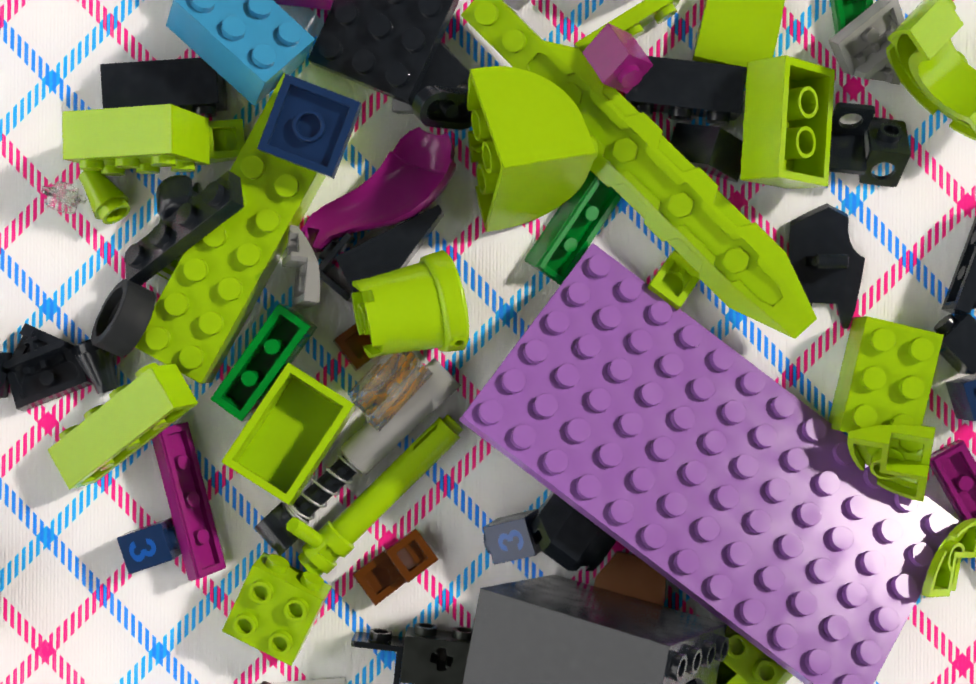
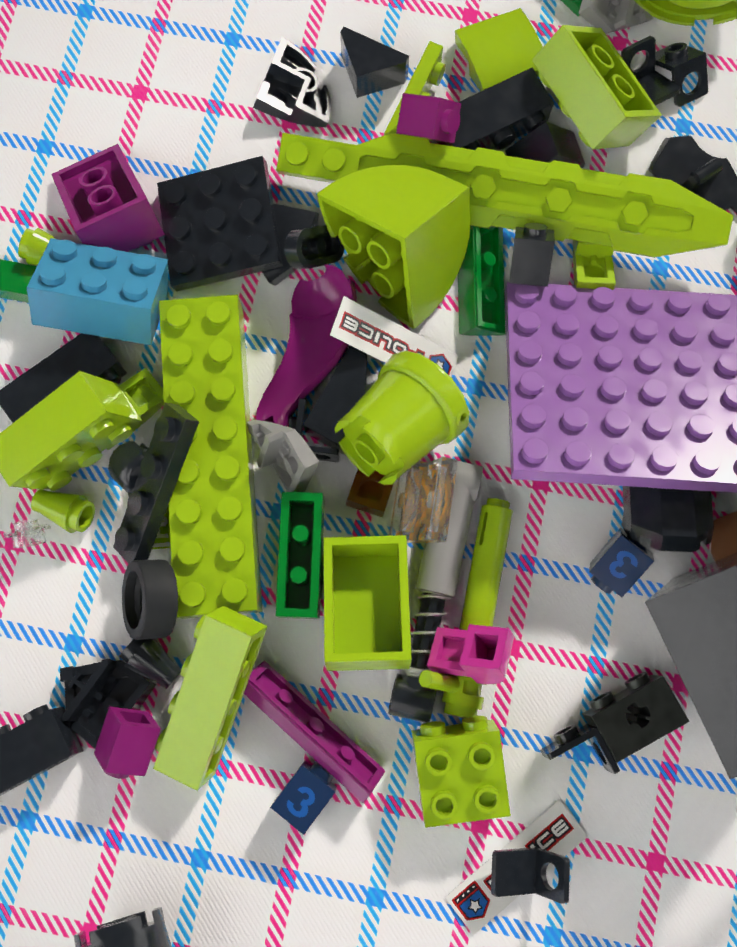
camera: 35 degrees left, 10 degrees down
(40, 416) = (126, 742): none -> magenta brick
(309, 126) = (211, 323): dark blue plate -> none
(341, 528) = (472, 653): none -> dark pink brick
(395, 566) = (534, 665): reddish brown slope -> none
(453, 233) = (383, 337): none -> white sticker
(624, 237) = (532, 255): none -> black brick

